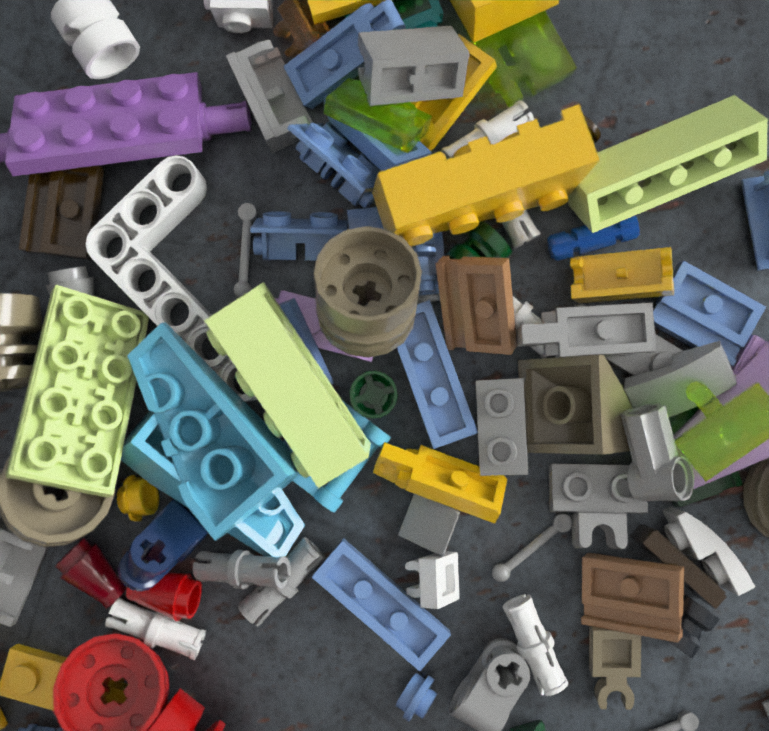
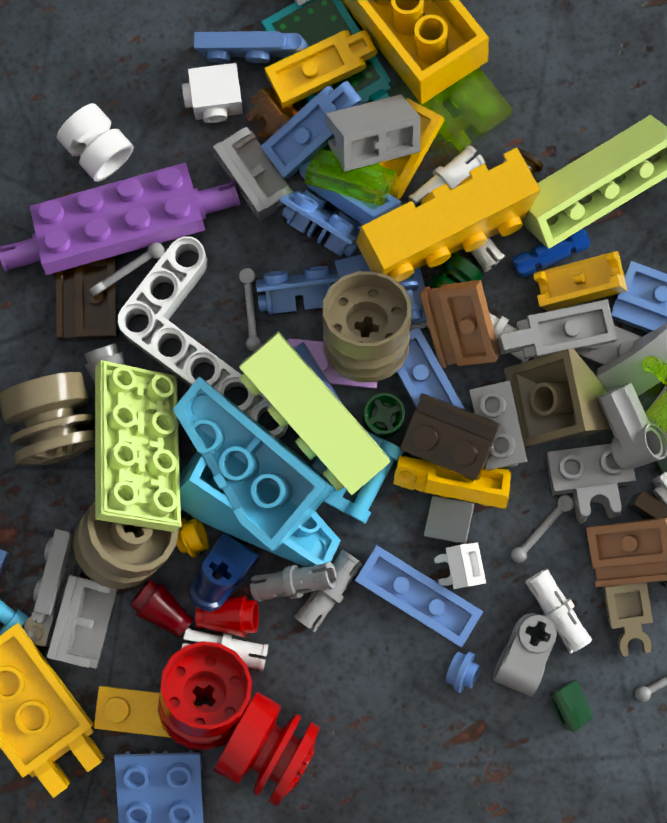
camera: 15 degrees left, 5 degrees down
(139, 167) = (154, 251): none -> light grey hinge
(444, 432) = (450, 436): none -> dark brown plate

